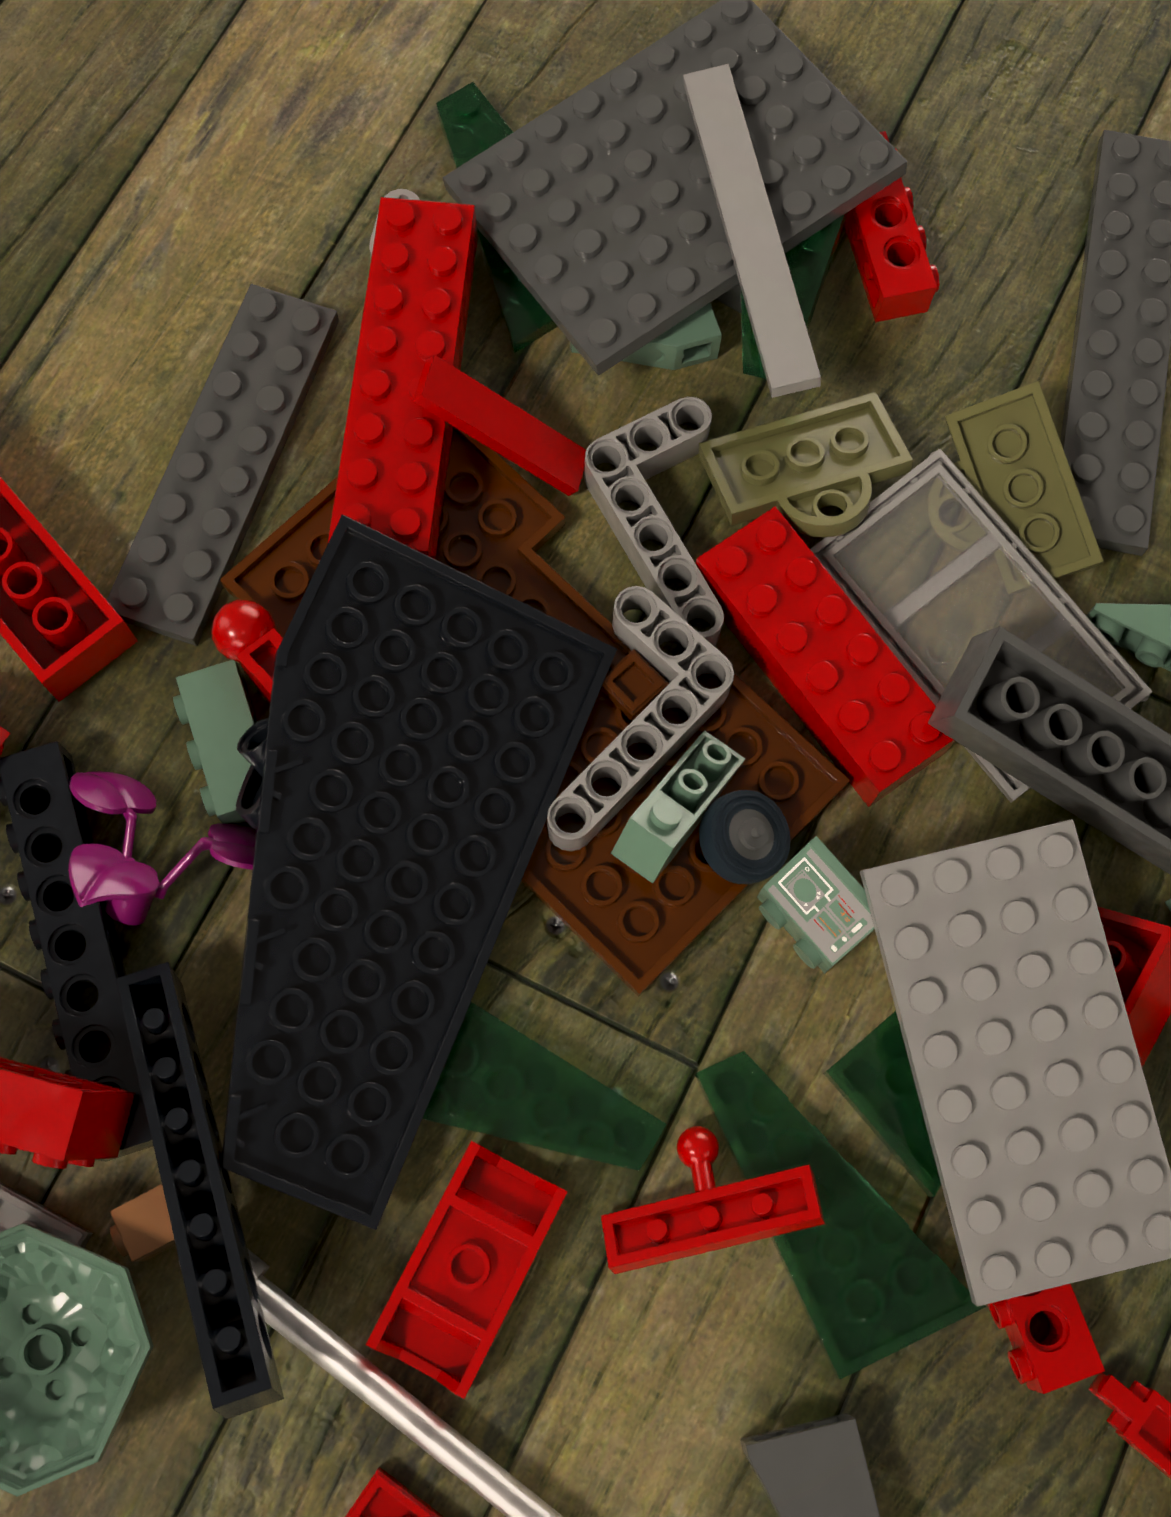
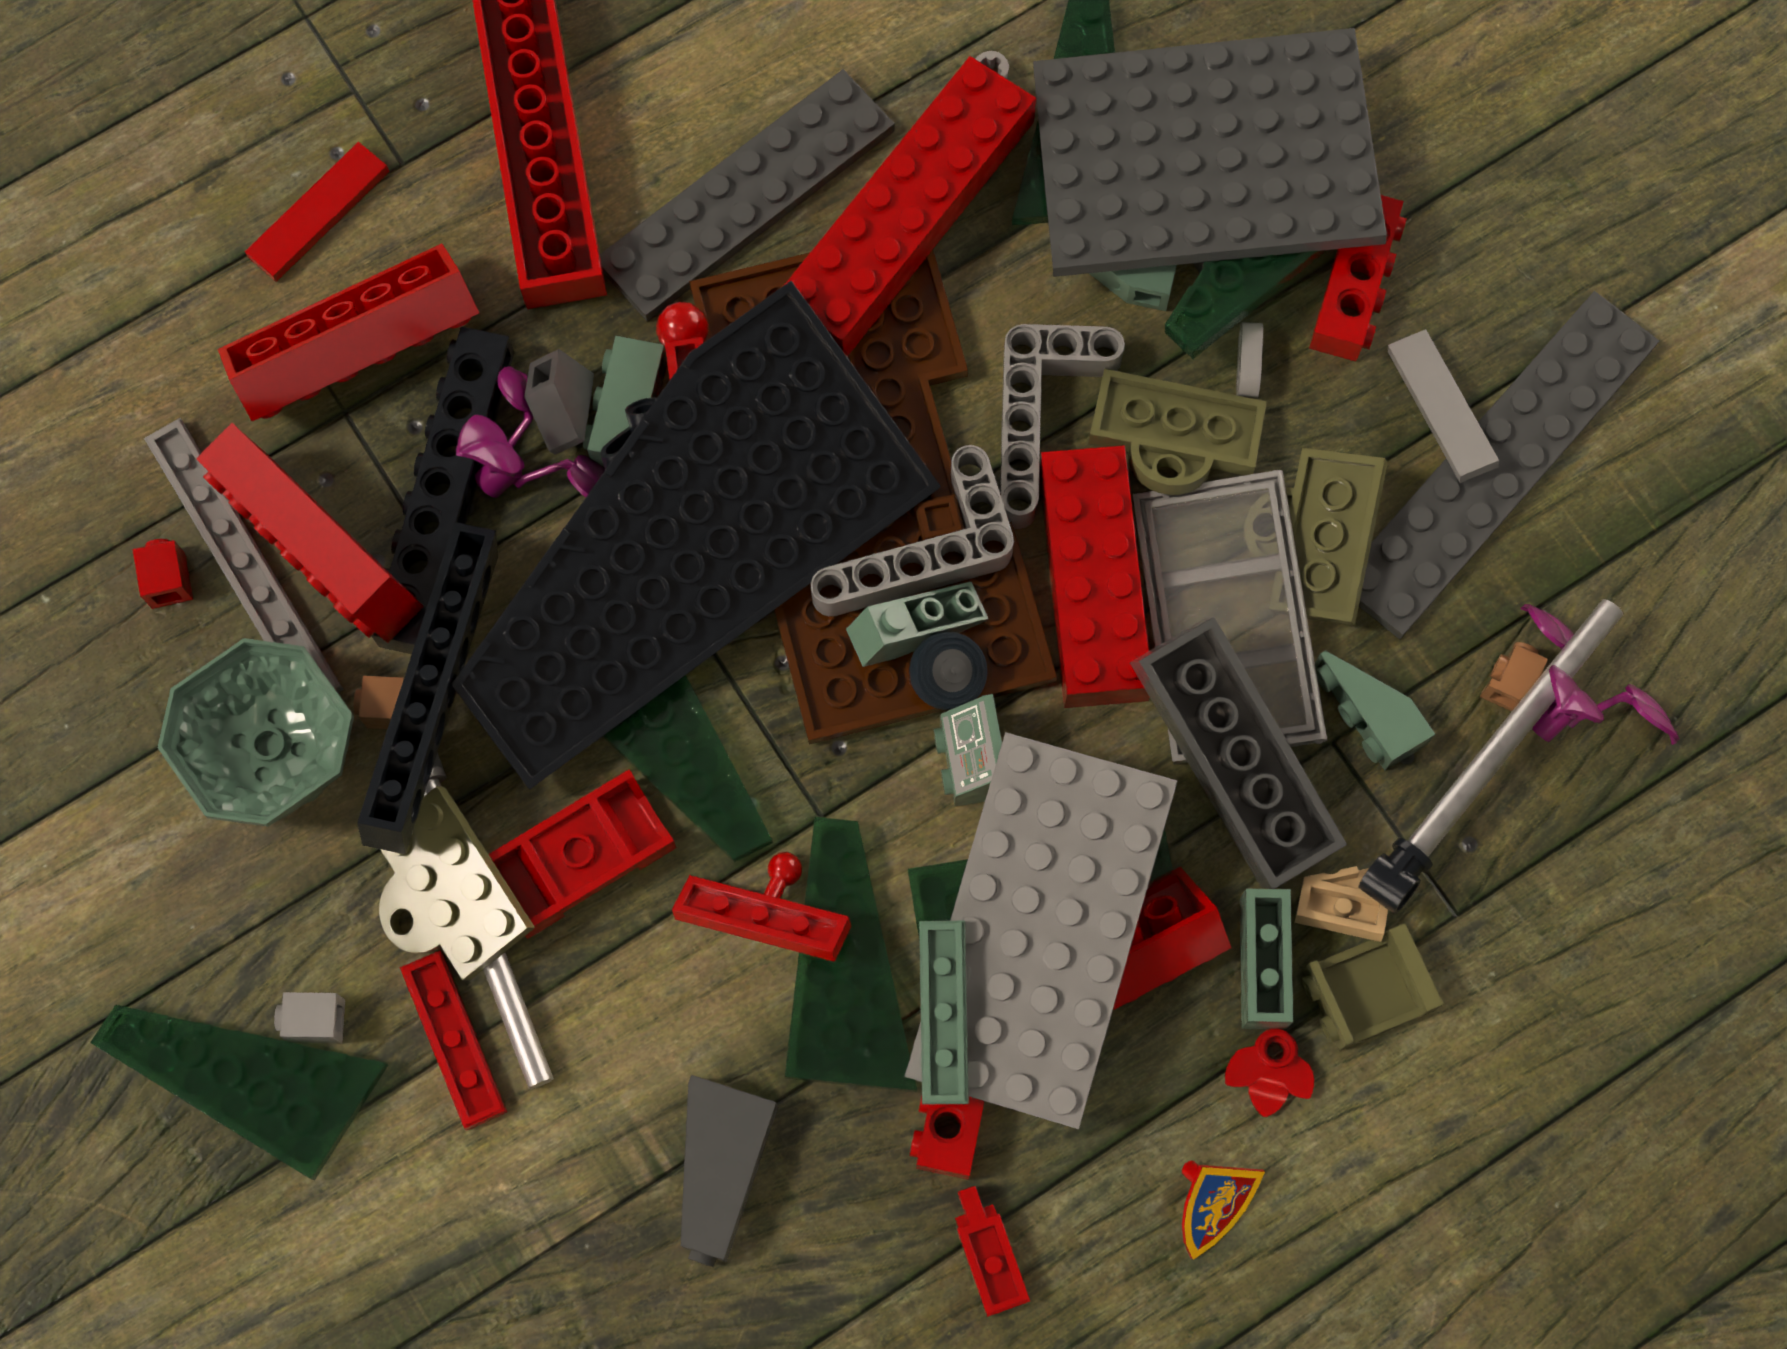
camera: 35 degrees right, 0 degrees up
(154, 779) = (559, 399): none -> dark grey slope
(356, 1401) = (451, 892): none -> plate
(500, 425) = (955, 276): red tile -> none
(751, 232) = (1228, 225): light grey tile -> none
(835, 362) = (1249, 359): none -> light grey beam
(985, 1215) = (943, 1012): none -> sand green tile
(1044, 307) = (1443, 406): none -> light grey tile

